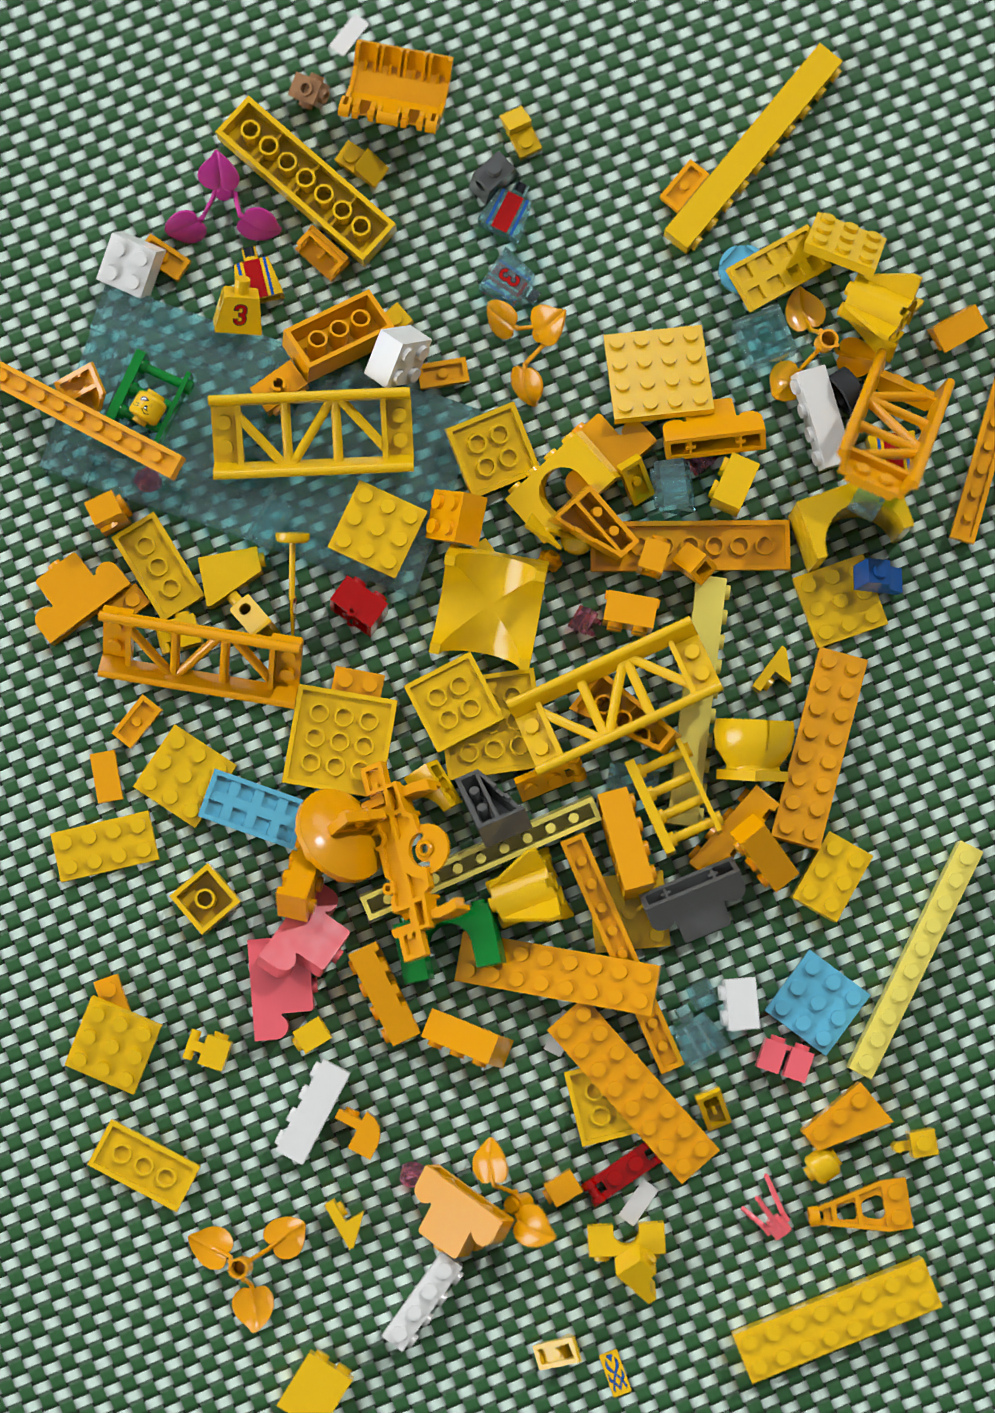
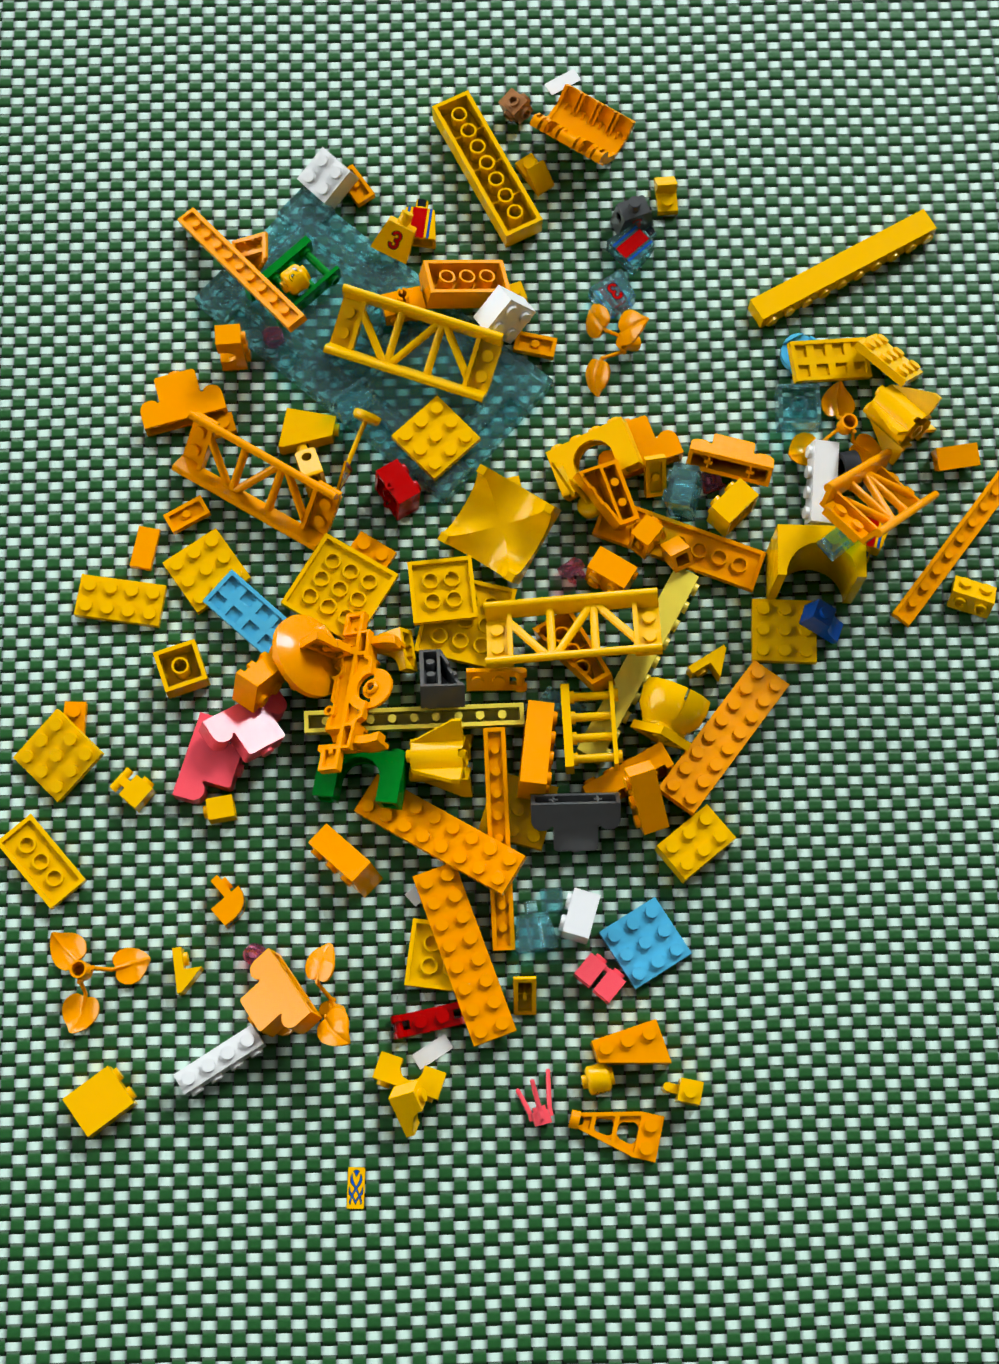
camera: 15 degrees right, 10 degrees down
(158, 566) = (254, 405): yellow plate -> none
(187, 642) = (253, 463): yellow brick -> none
(221, 177) = (419, 131): dark pink plant -> none
(312, 1111) = (195, 869): white brick -> none
(322, 253) = (477, 225): light orange hinge -> none
(384, 993) = (292, 796): light orange wedge -> none
(456, 517) = (501, 449): light orange brick -> none
(492, 449) = (549, 412): yellow plate -> none
(553, 559) = (565, 515): light orange plate -> none
(557, 1352) = (313, 1148): yellow slope -> none
(561, 1188) = (373, 1012): light orange brick -> none
(658, 374) = (703, 404): yellow plate -> none
(684, 186) = (777, 275): light orange plate -> none
(836, 1319) = (560, 1213): yellow brick -> none
(914, 959) = (738, 937): light yellow brick -> none

